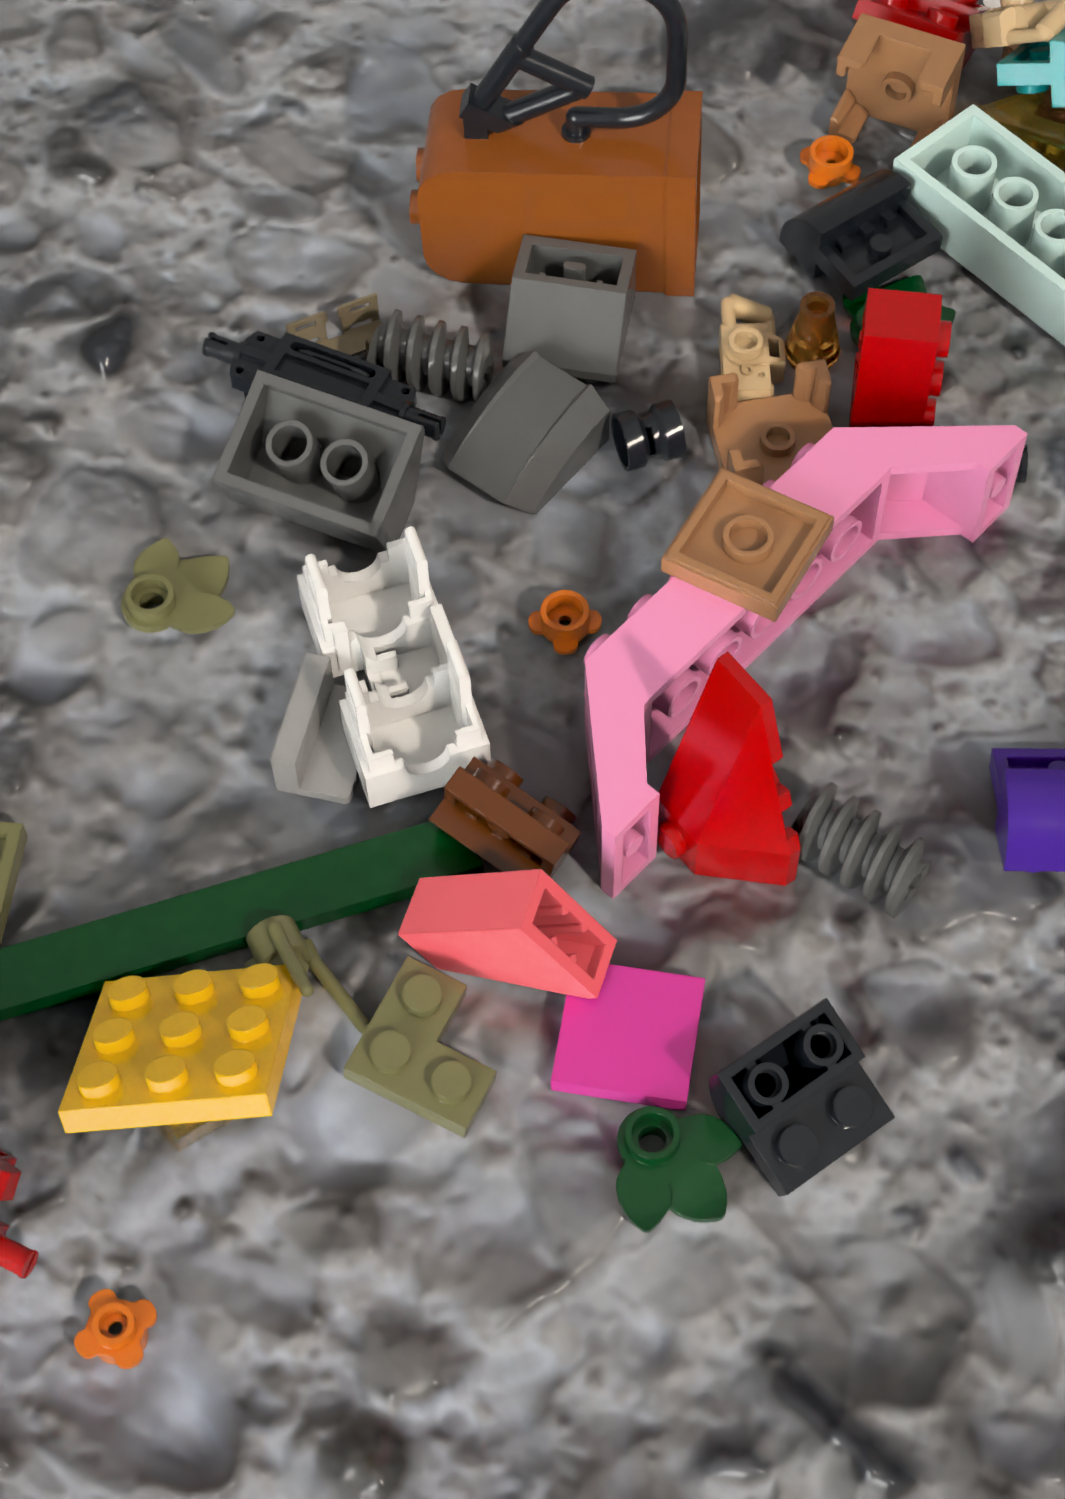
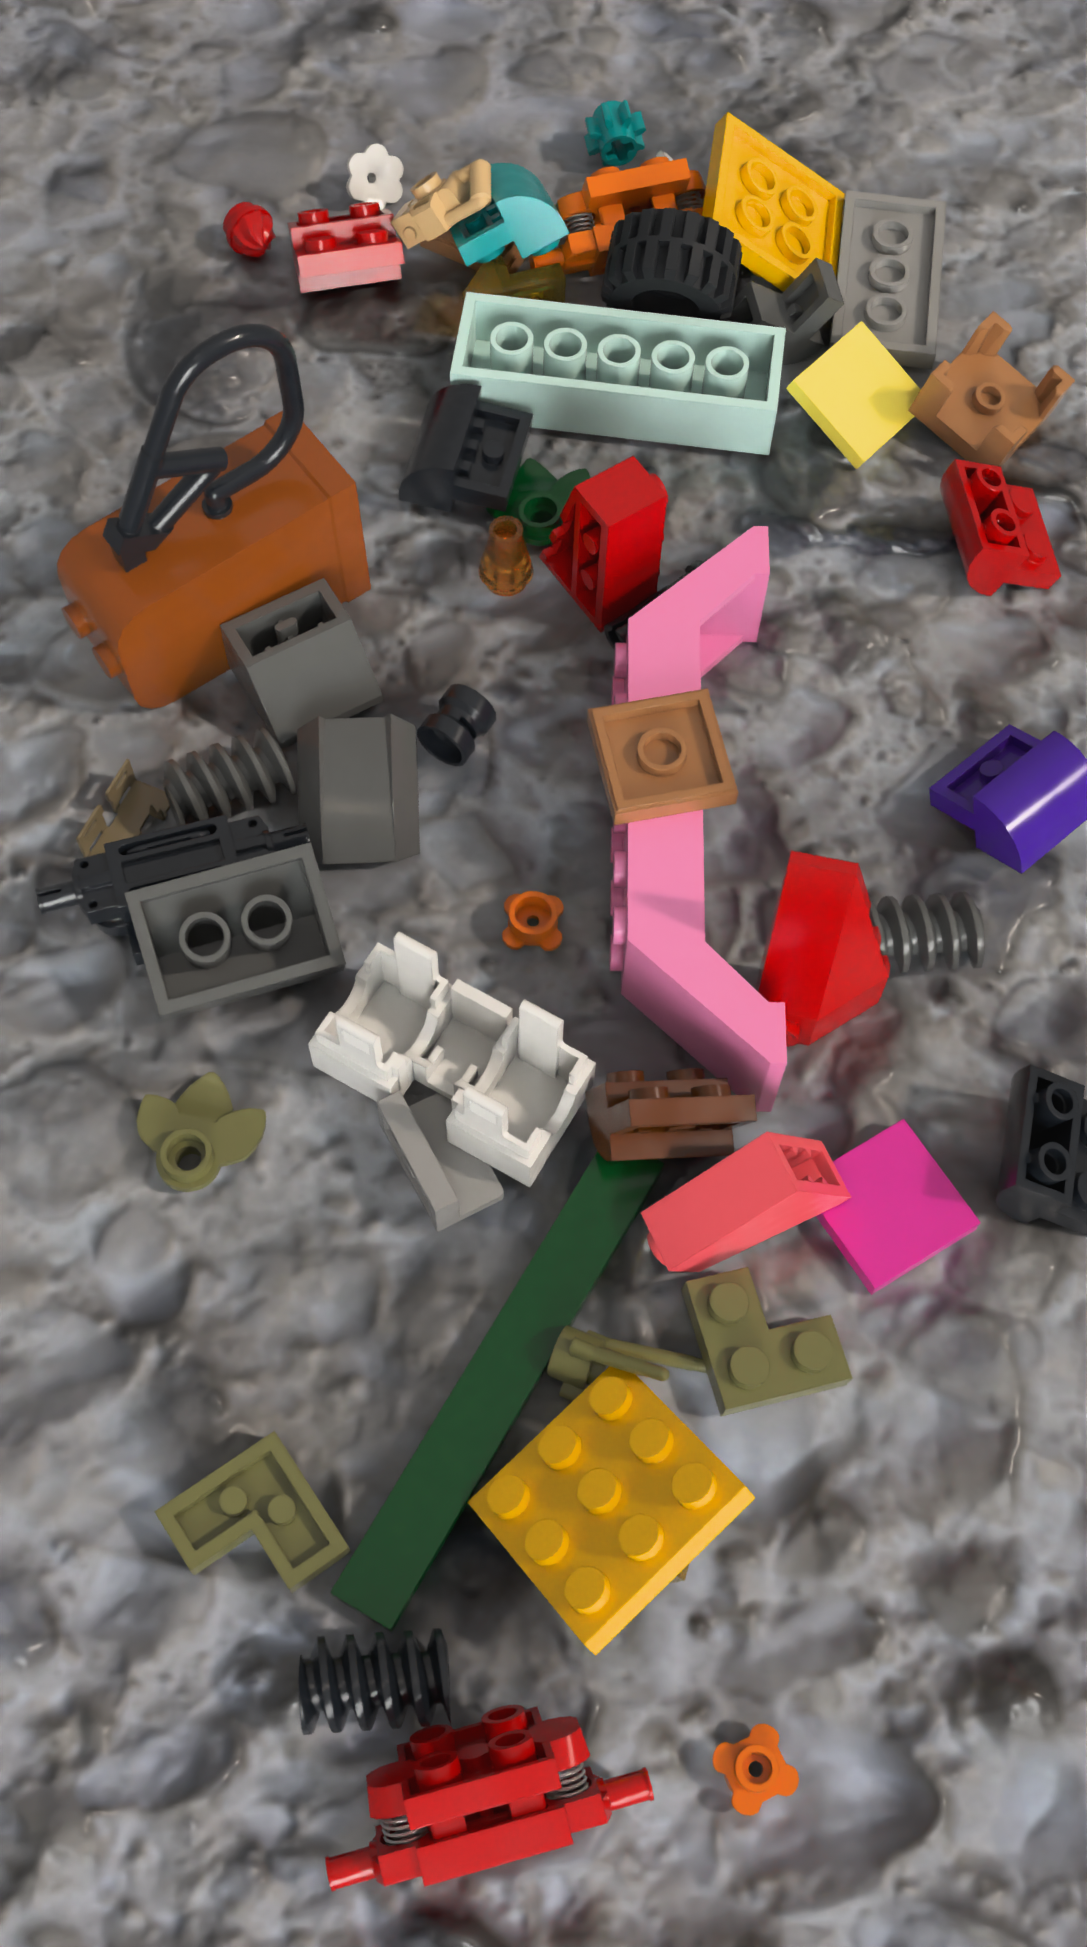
camera: 45 degrees left, 5 degrees up
(680, 1174) = (1021, 1279): dark green plate -> none
(750, 347) = (466, 609): tan piece -> none
(766, 433) = (551, 663): medium nougat panel -> none
(830, 162) = (378, 410): orange plate -> none
(896, 78) = (386, 306): medium nougat panel -> none

